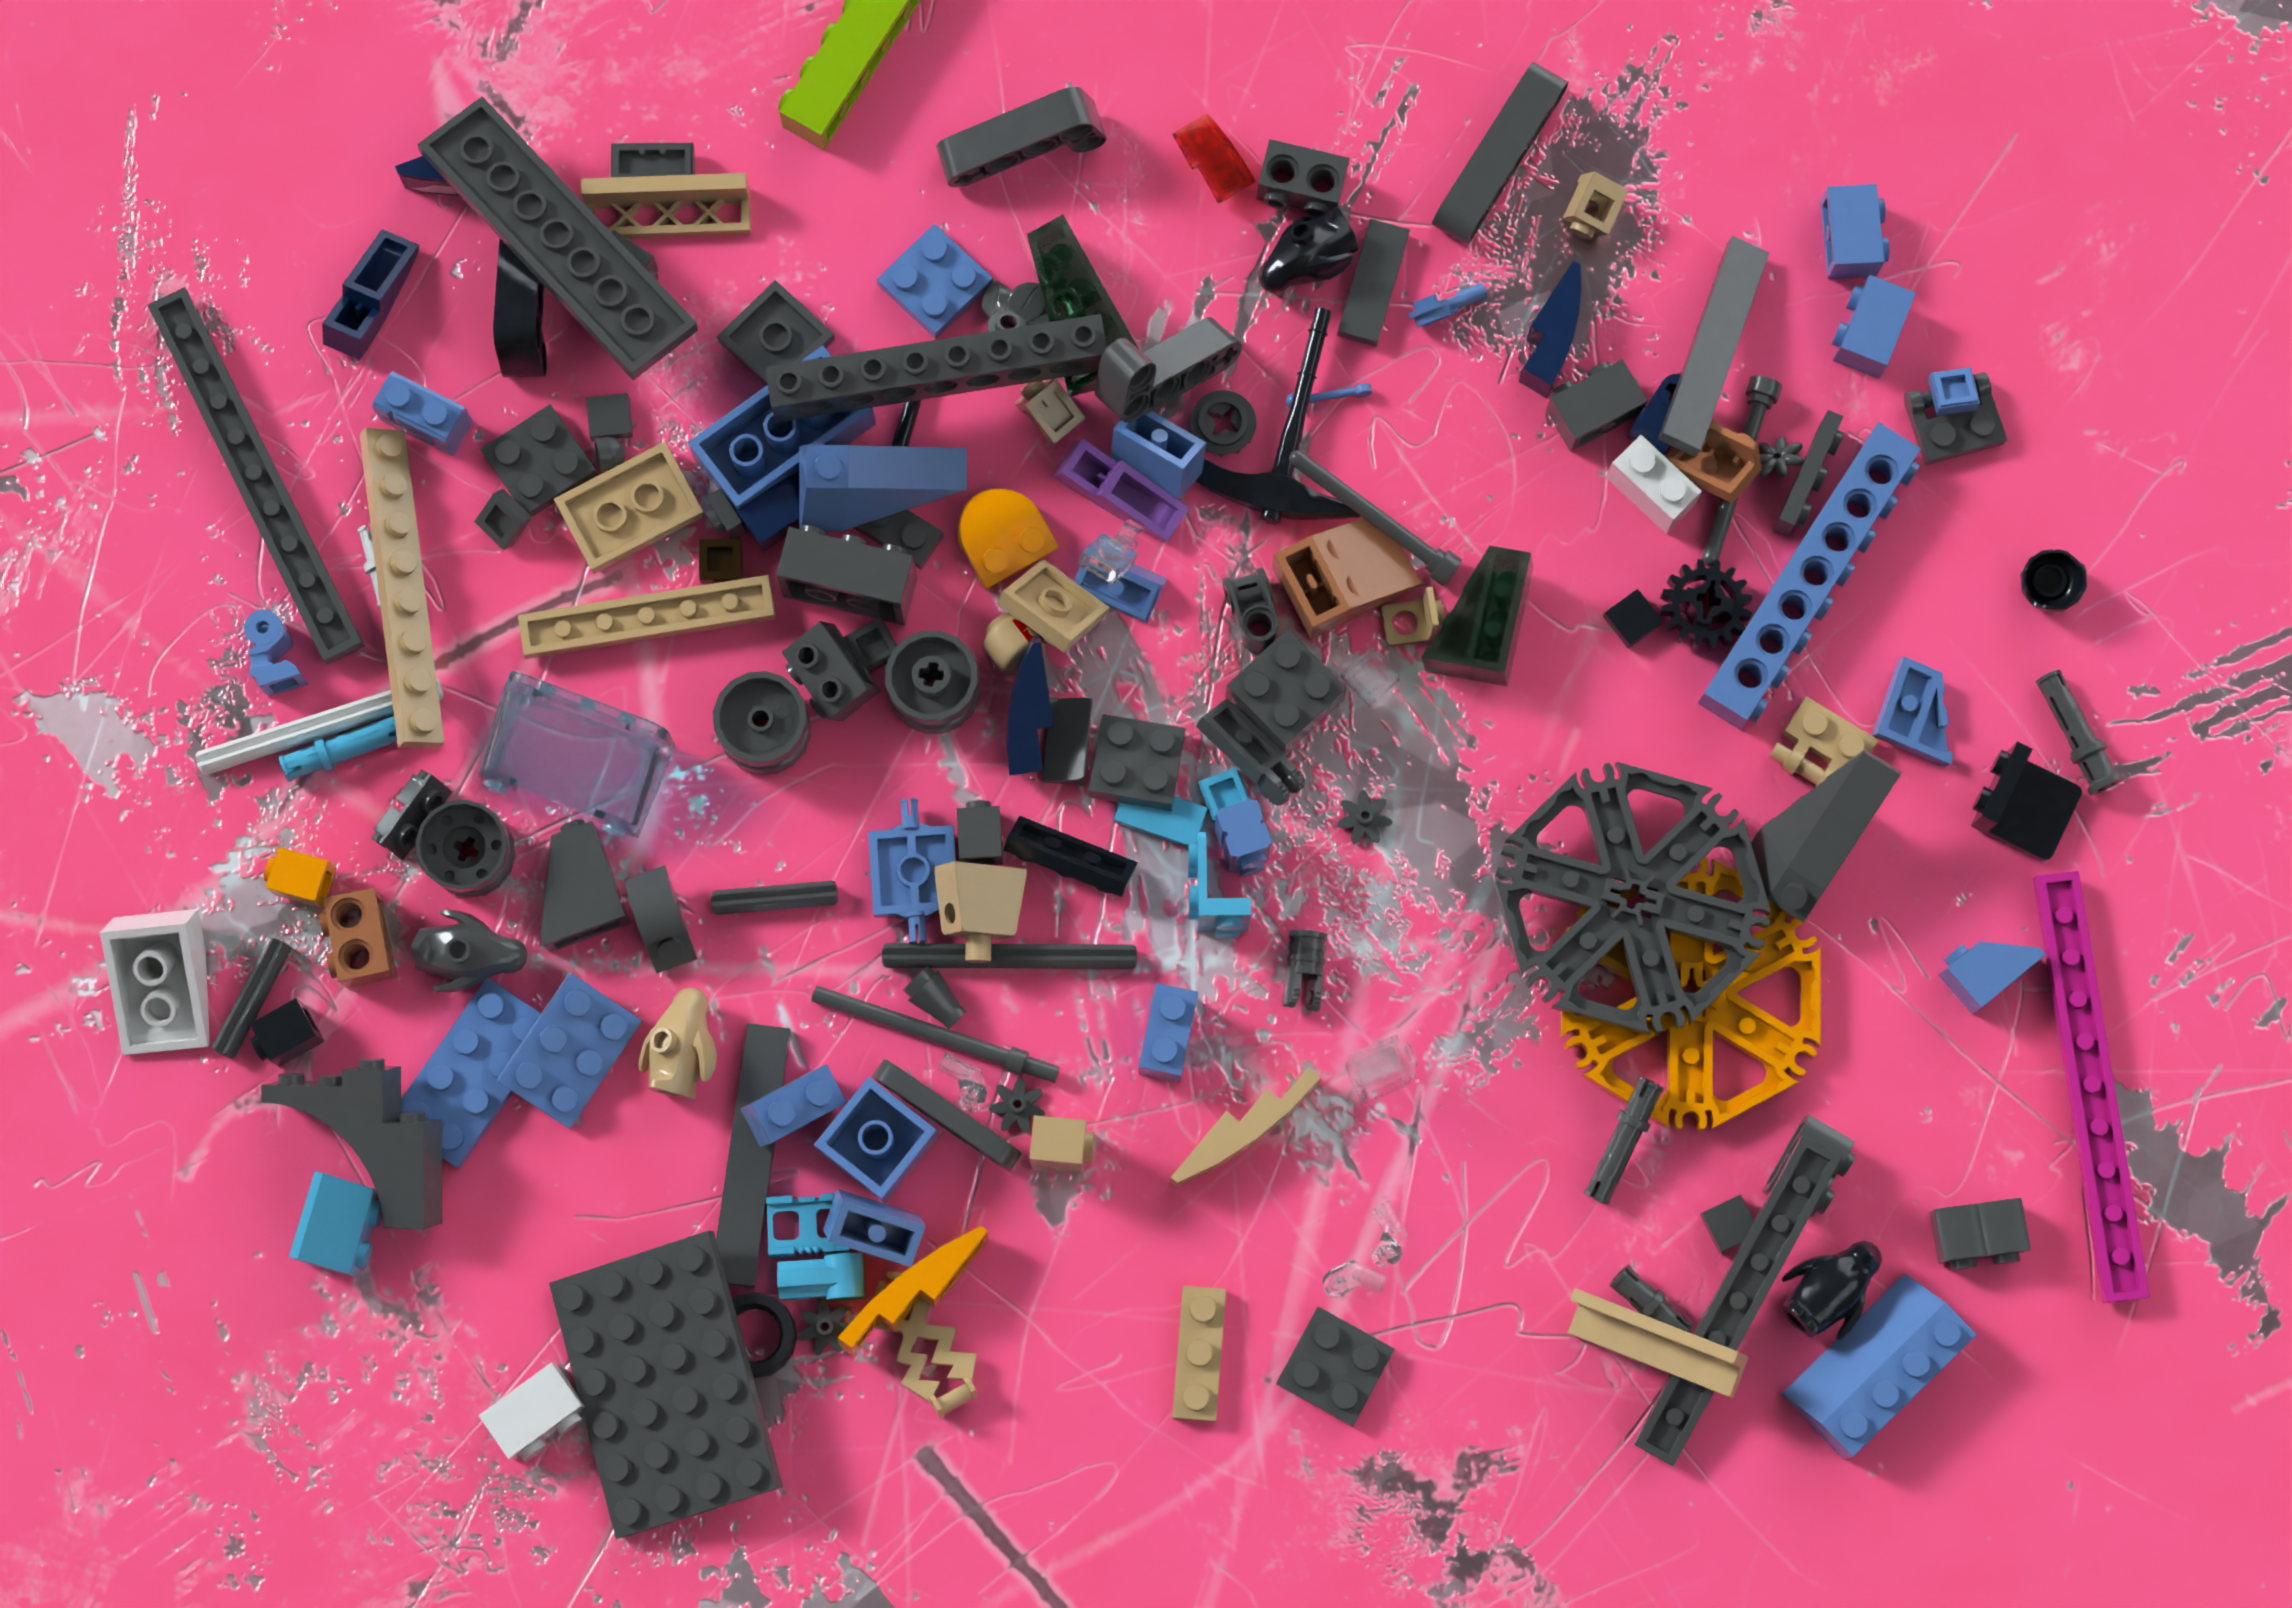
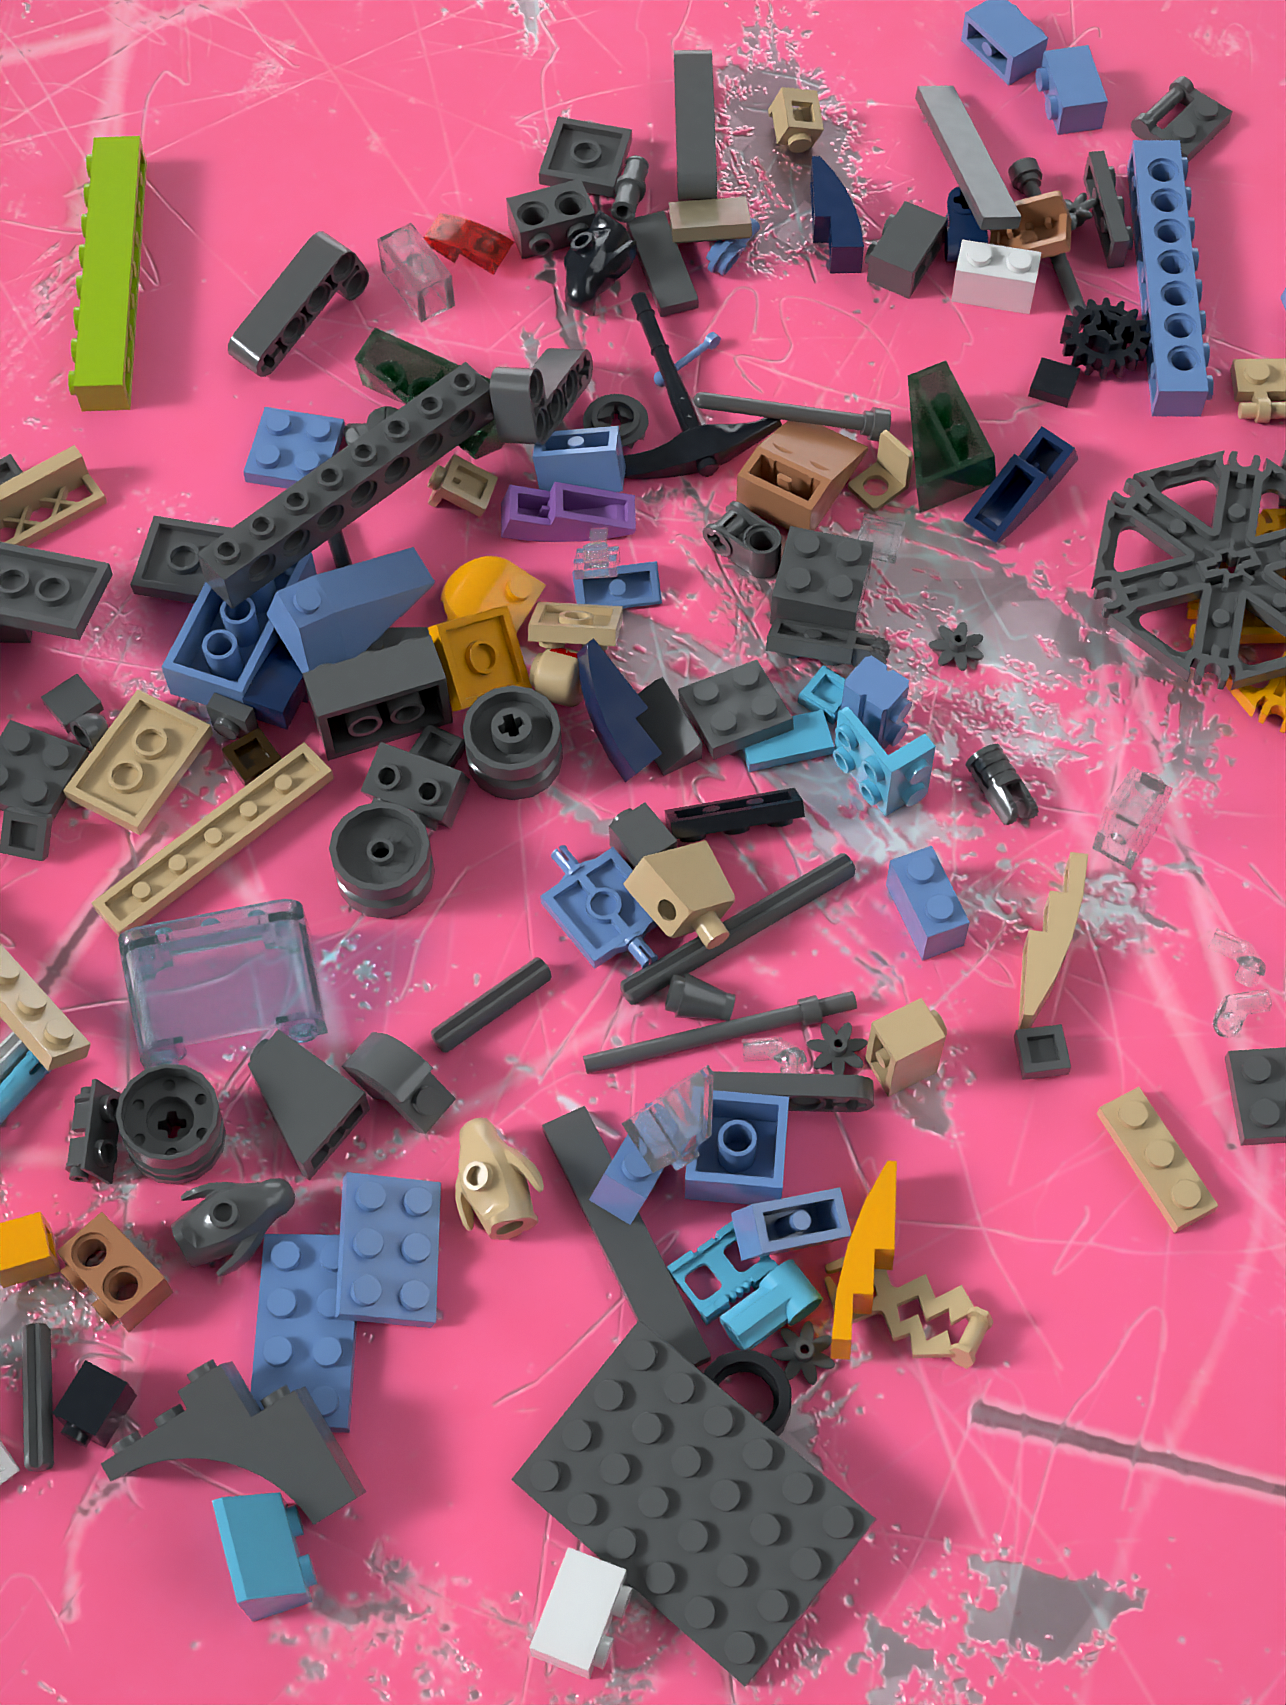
camera: 30 degrees left, 15 degrees down
(830, 1097) = (674, 1122): none -> clear slope
(951, 590) = (479, 655): none -> light orange plate
(1146, 164) = (416, 272): none -> clear brick
(1171, 1212) = (1042, 1052): none -> dark grey plate
(1379, 127) = (587, 153): none -> dark grey plate
(1393, 189) = (630, 189): none -> dark grey pin
(1439, 268) = (710, 220): none -> dark tan tile
(1524, 705) = (1021, 486): none -> dark blue slope
(1953, 391) = (1169, 96): medium blue tile -> none

